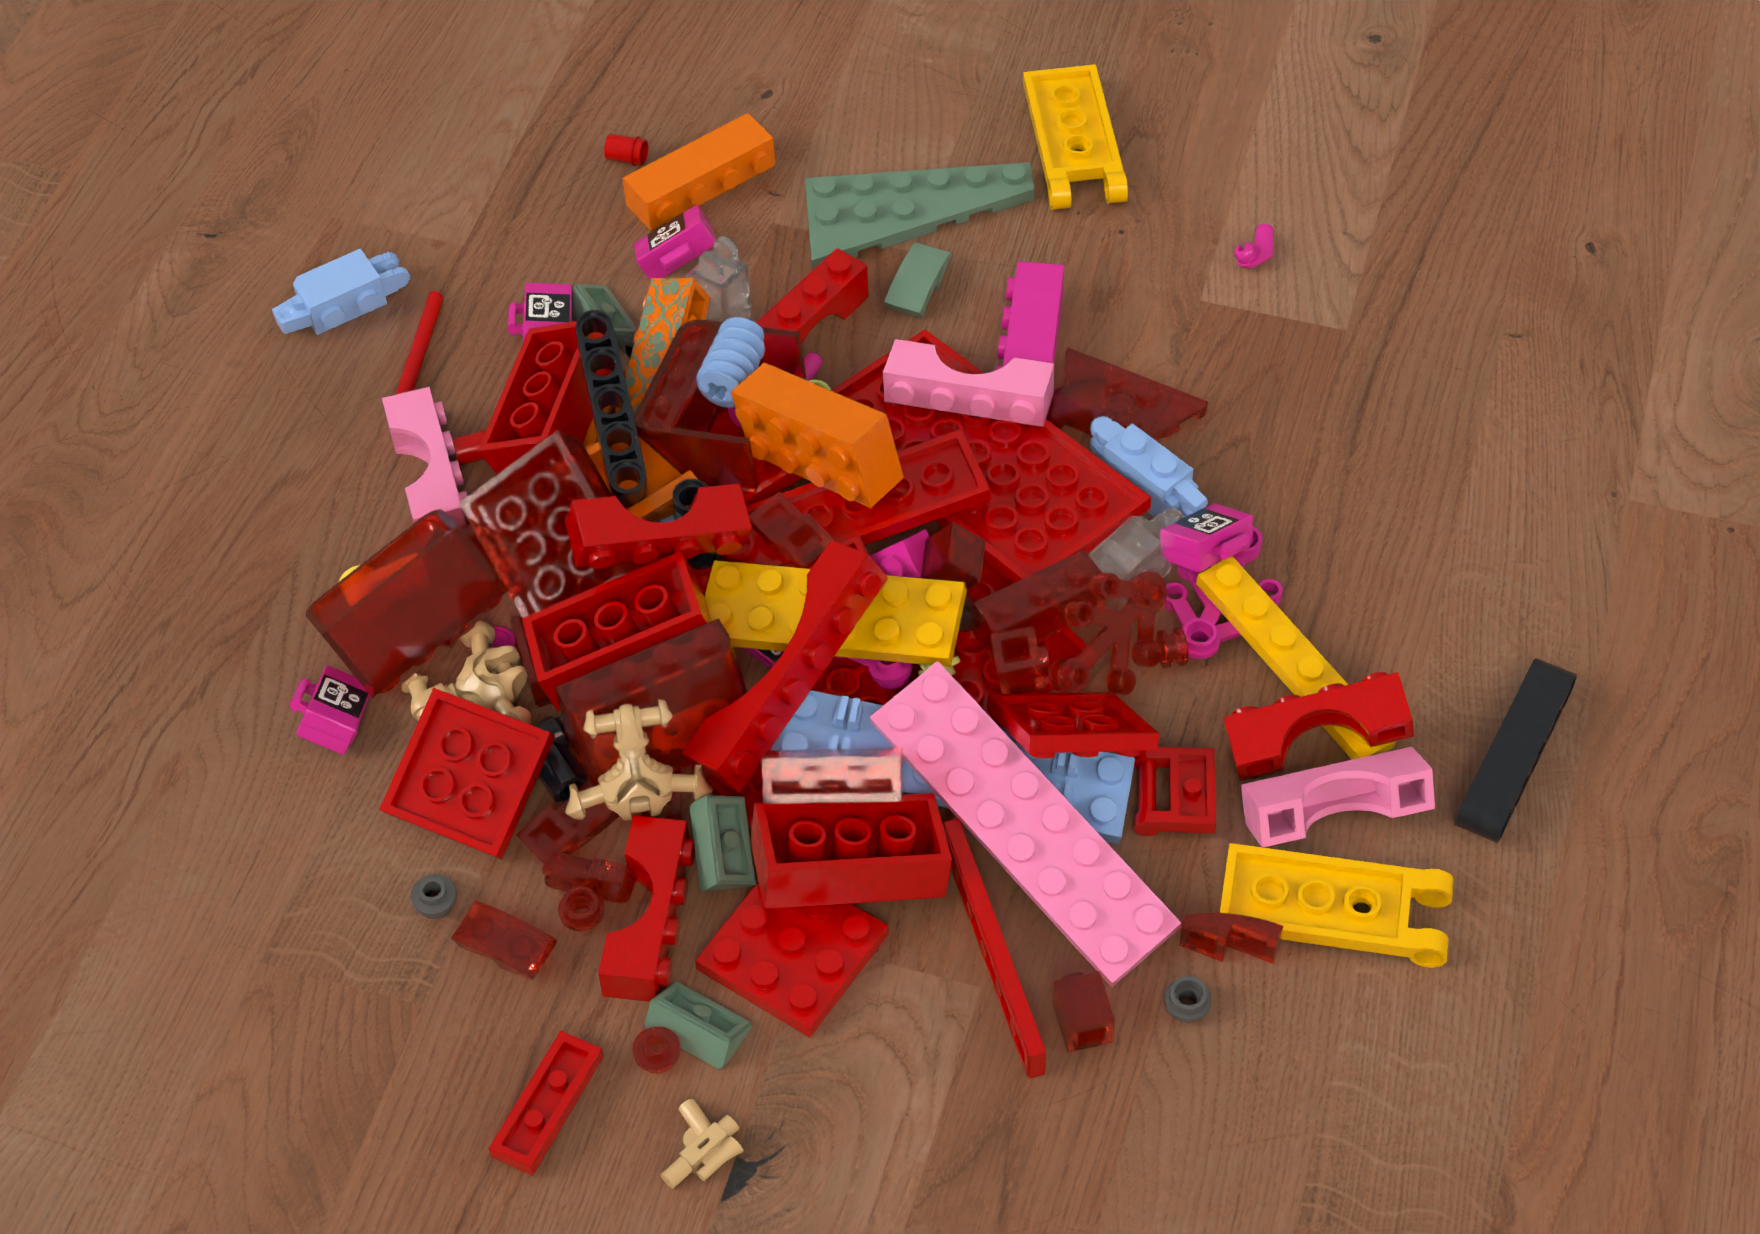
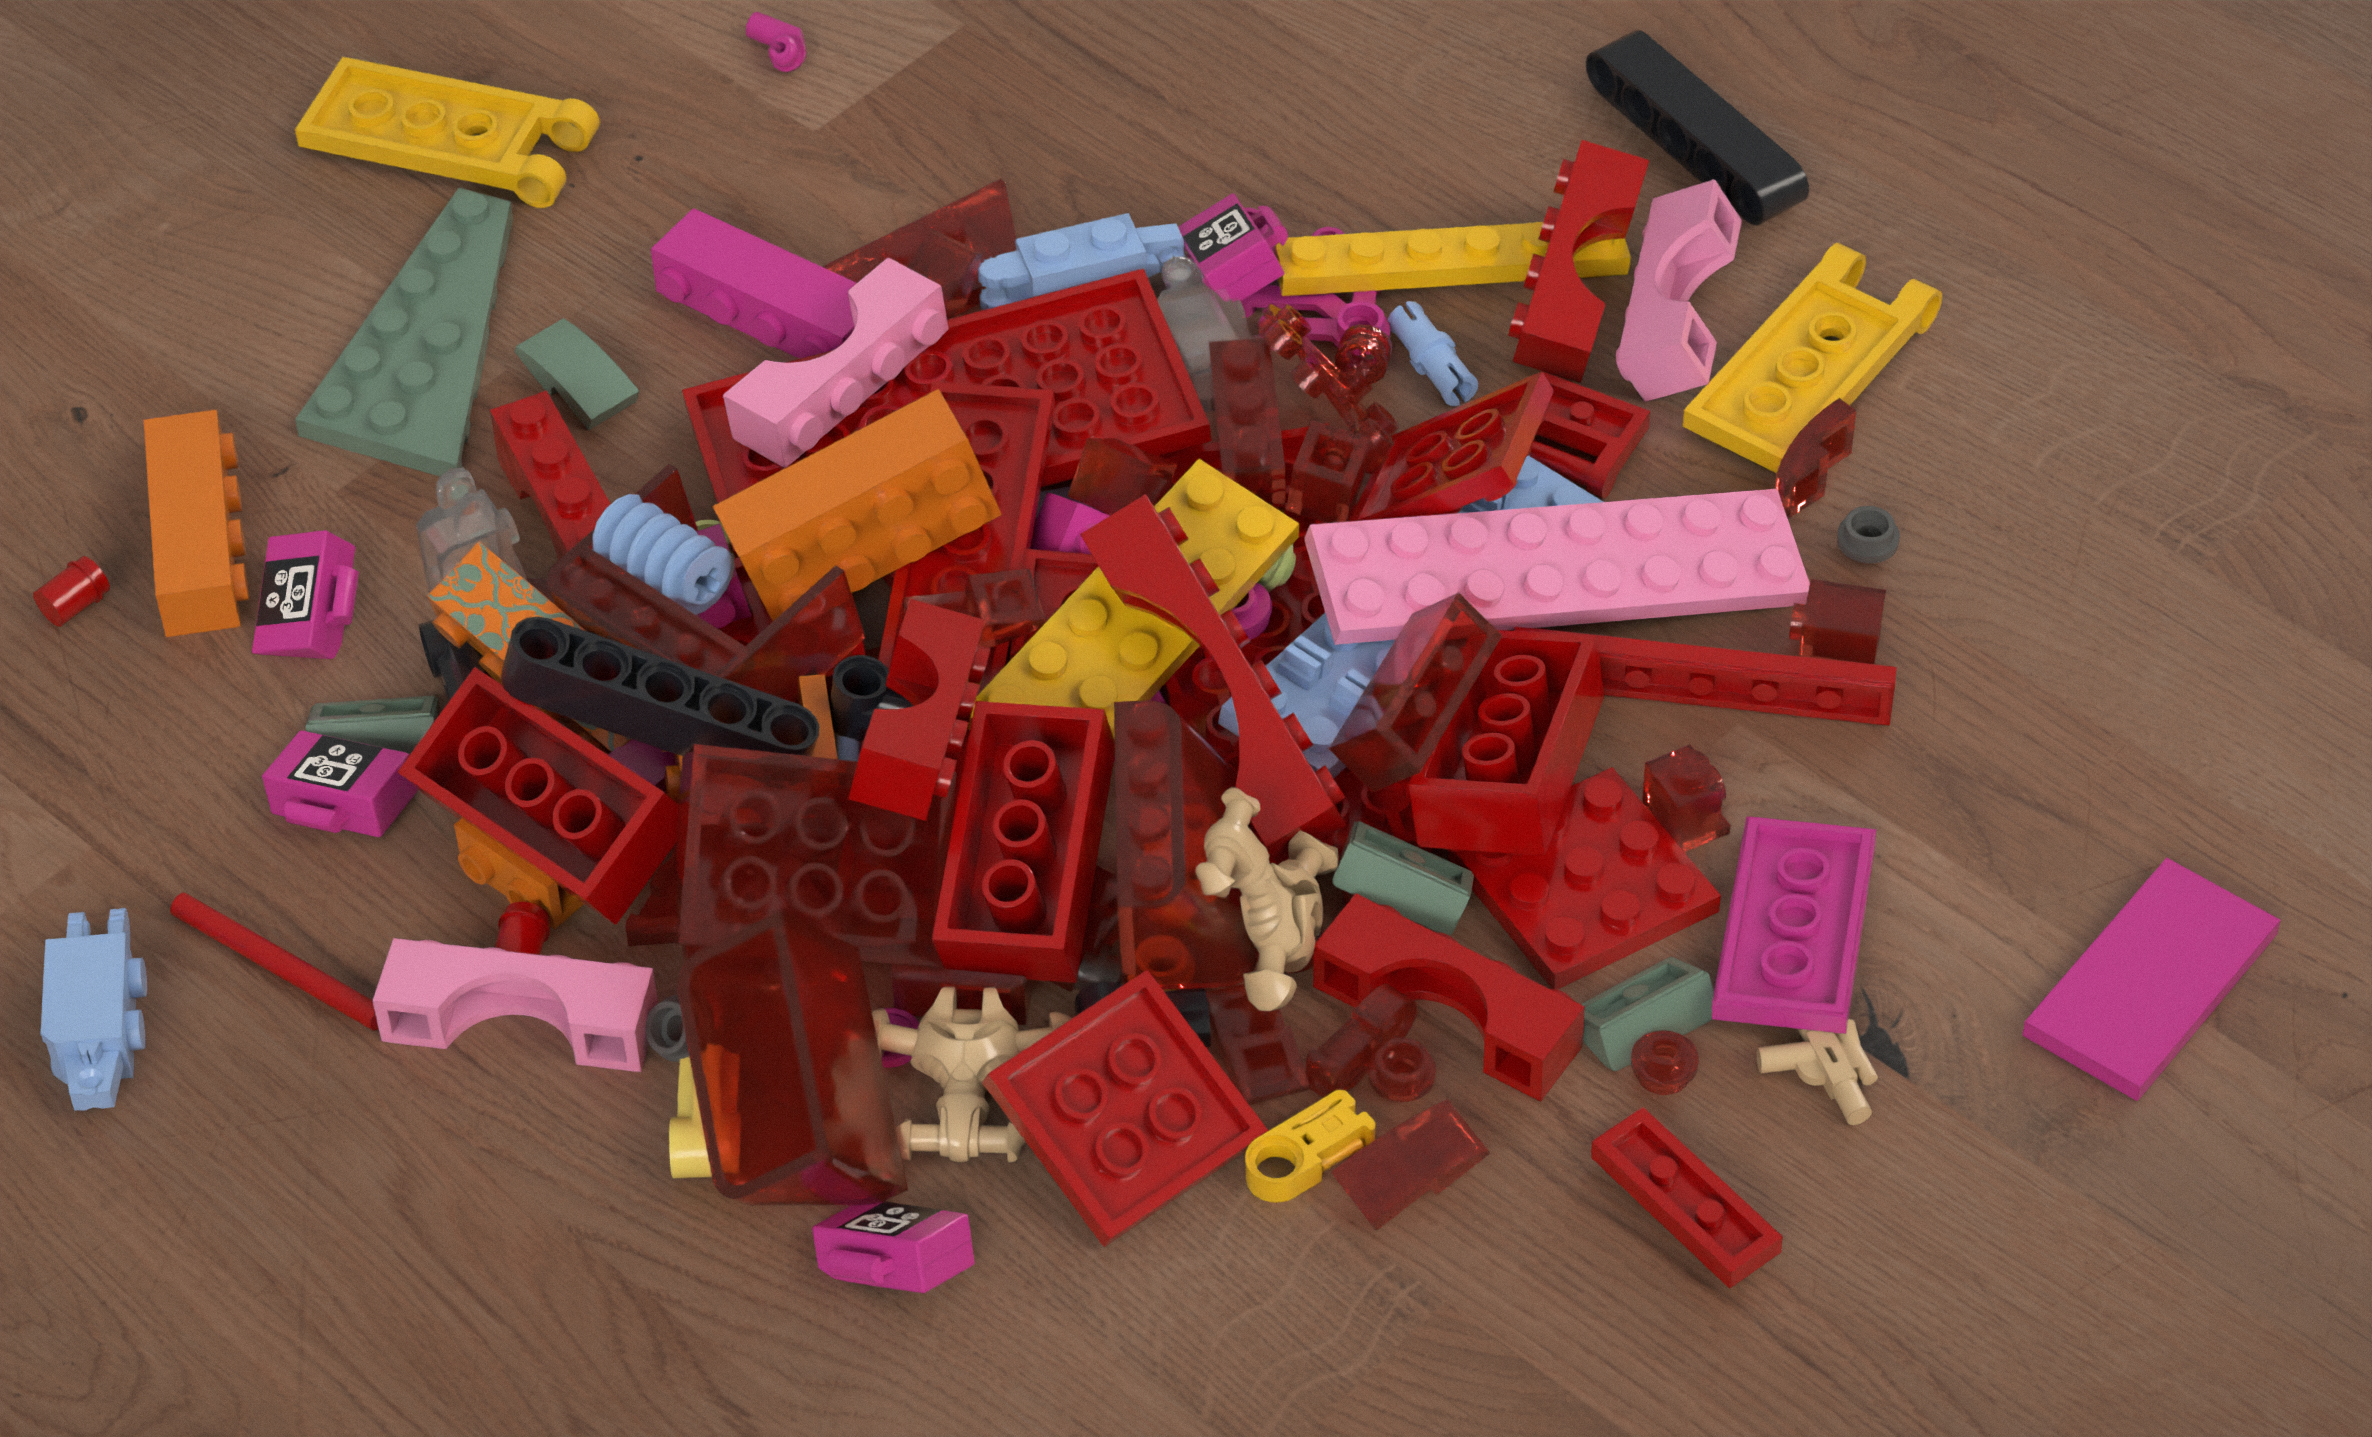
camera: 65 degrees left, 5 degrees down
(436, 906) = (1291, 1240): dark grey plate -> none
(505, 885) = (1311, 1142): none -> yellow piece
(806, 1081) = (1794, 925): none -> dark pink tile
(874, 976) = (1686, 797): none -> clear red brick
(1202, 686) = (1433, 353): none -> light blue pin

